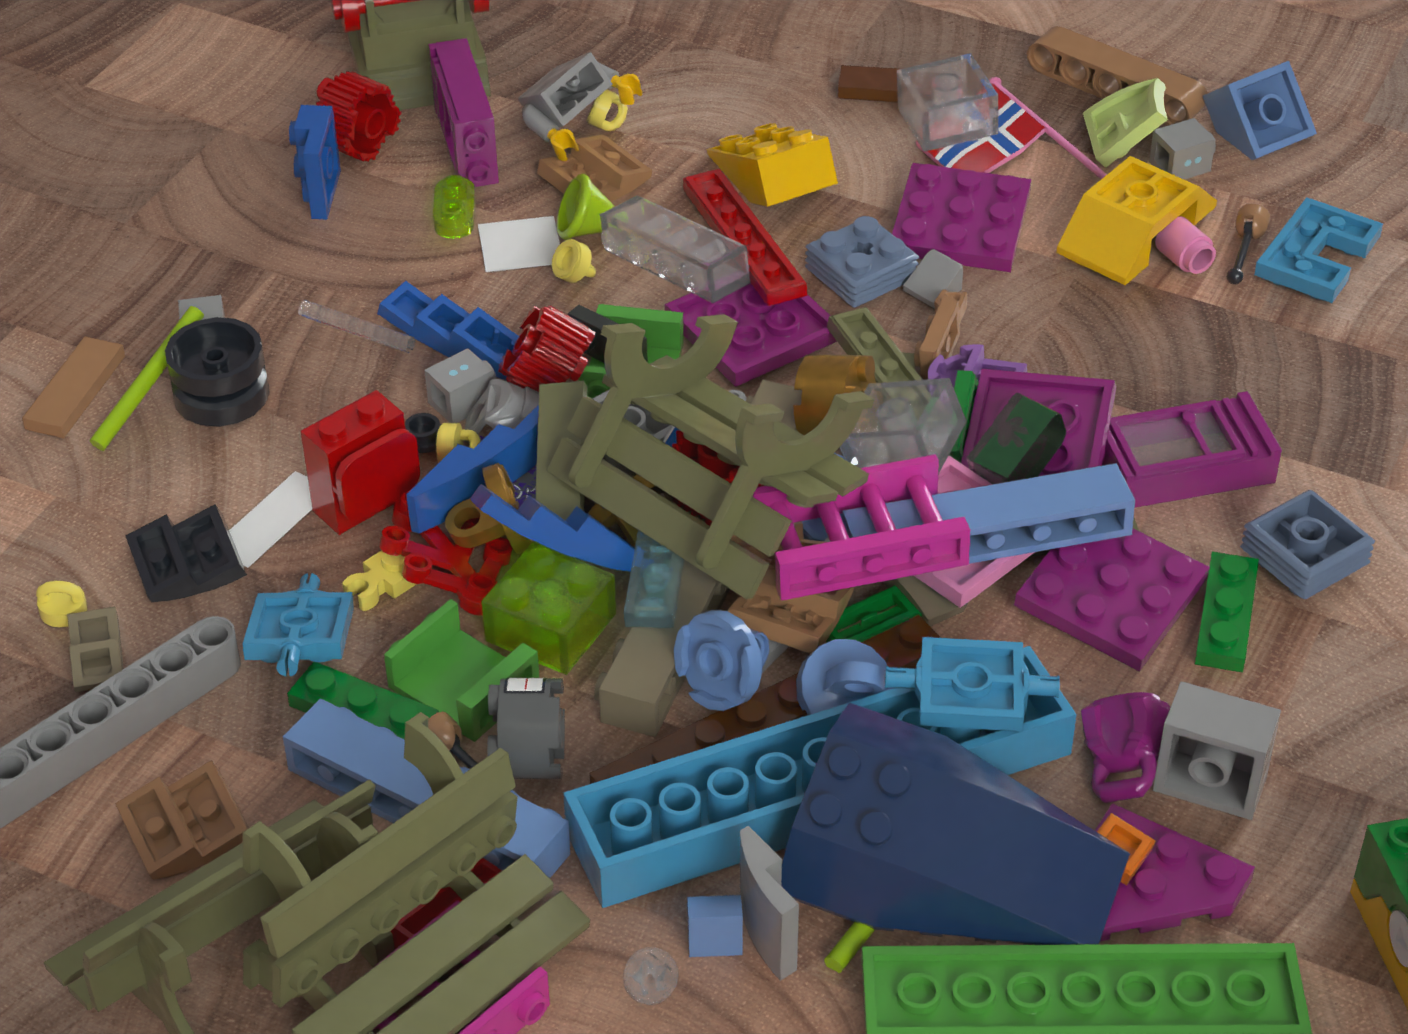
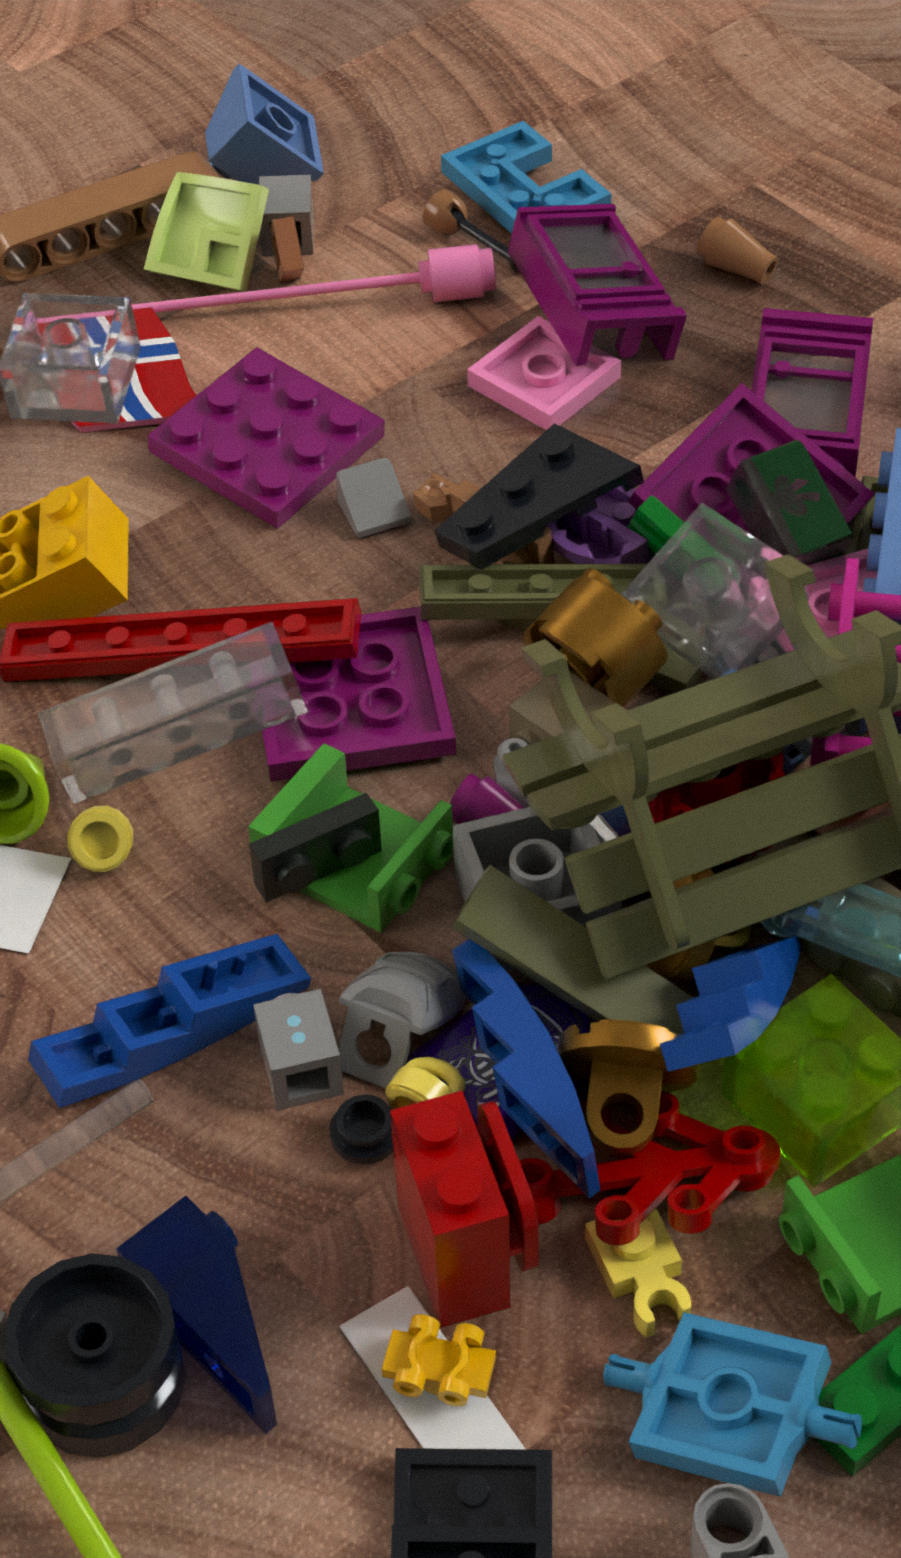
camera: 65 degrees left, 5 degrees up
(273, 407) = (210, 1308): none -> clear blue slope
(278, 507) = (437, 1365): none -> yellow piece
(547, 349) = (329, 913): red brick -> none
(861, 261) = (297, 548): sand blue brick -> none
(957, 327) = (536, 488): none -> black wing
(1123, 214) = (401, 290): yellow slope -> none
(1123, 322) = (538, 377): none -> bright pink tile
(1140, 148) = (286, 249): none -> nougat tile
(1224, 306) = (592, 279): none -> magenta door
(1329, 370) = (734, 250): none -> medium nougat cone

